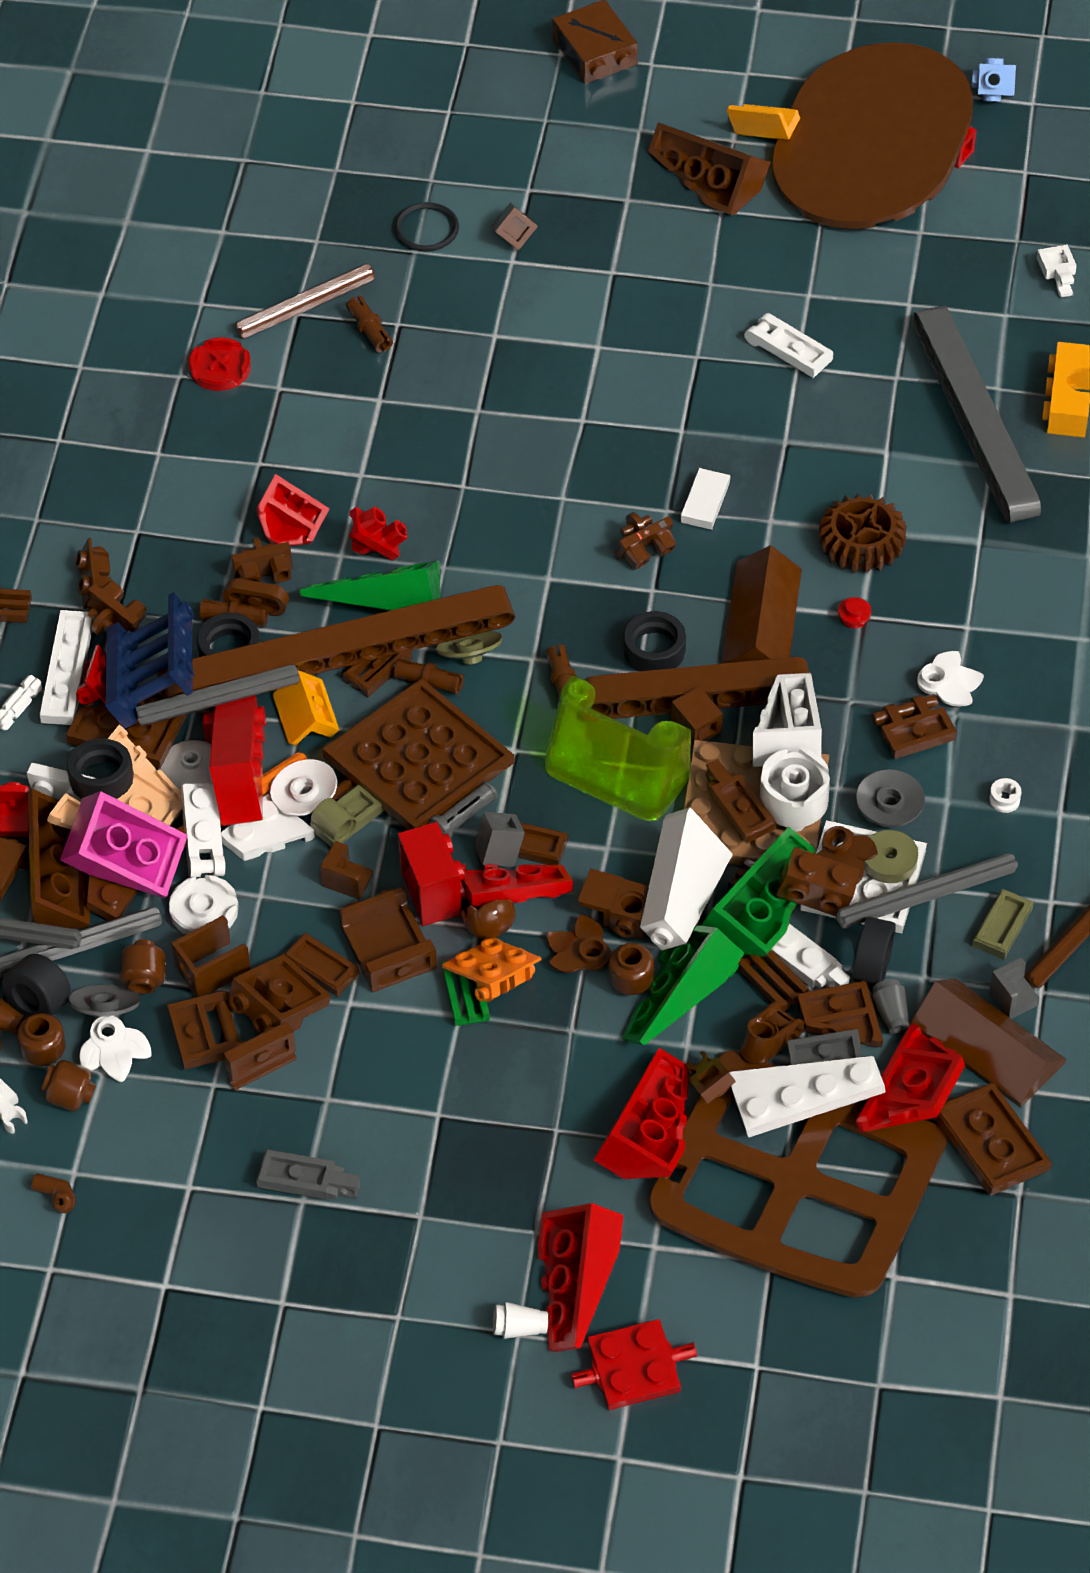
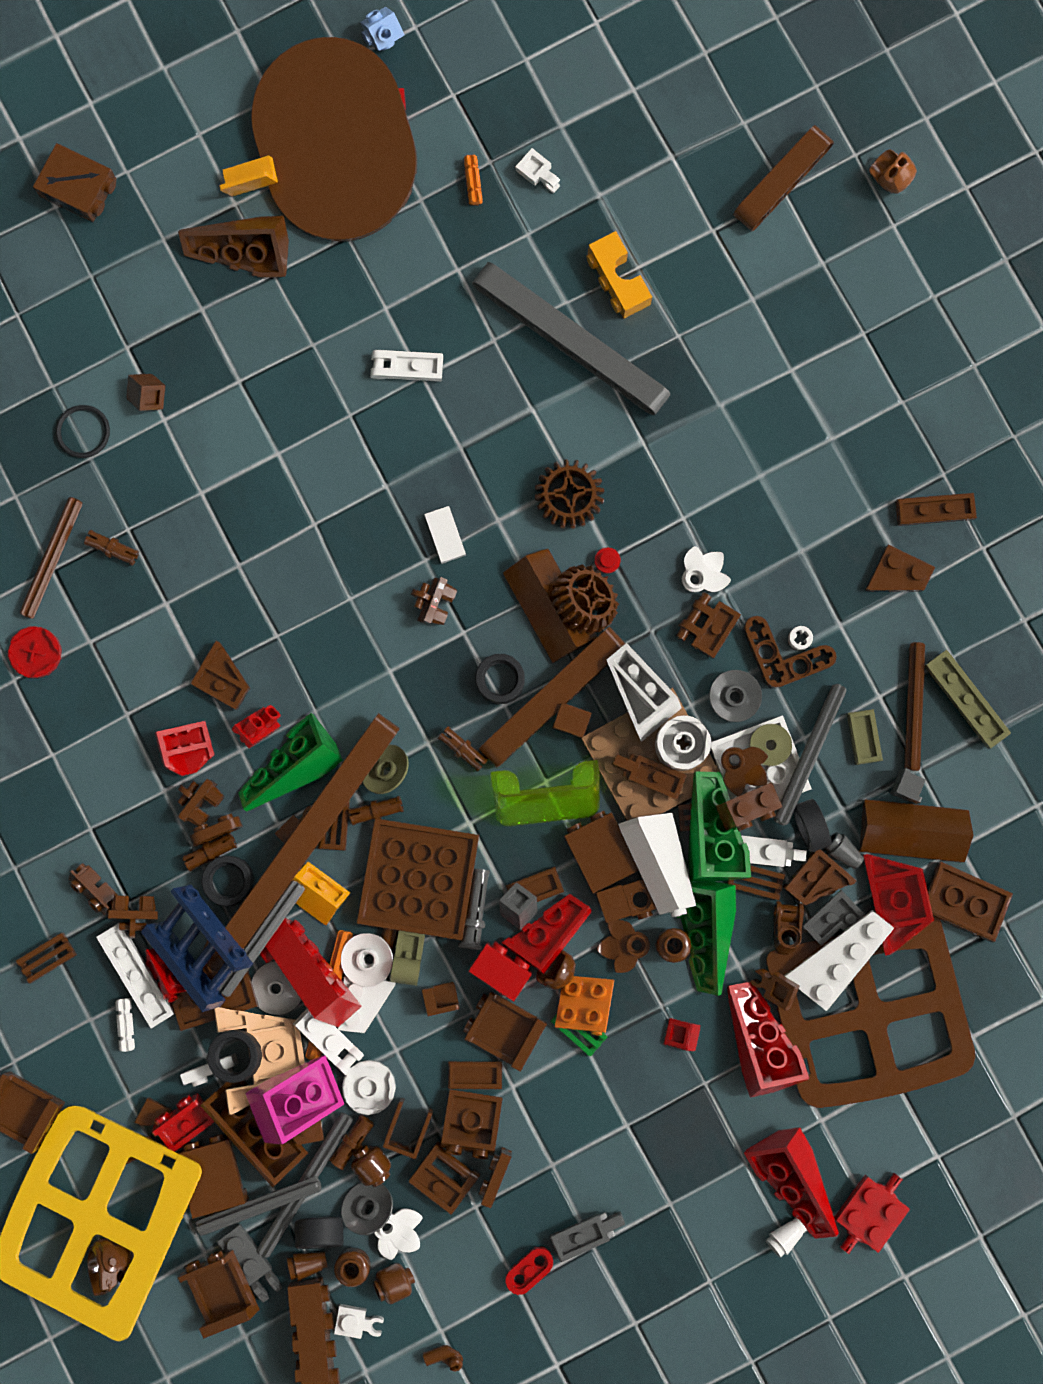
camera: 40 degrees left, 30 degrees up
(166, 932) = (351, 1142): none -> reddish brown pin
(217, 1169) = (530, 1270): none -> red plate
(377, 480) = (221, 678): none -> reddish brown wing
(572, 1067) = (682, 1034): none -> red slope
(626, 840) = (601, 851): none -> reddish brown panel
(800, 616) = (578, 603): none -> reddish brown gear
(967, 809) = (783, 666): none -> reddish brown beam
(986, 241) = (473, 180): none -> orange axle

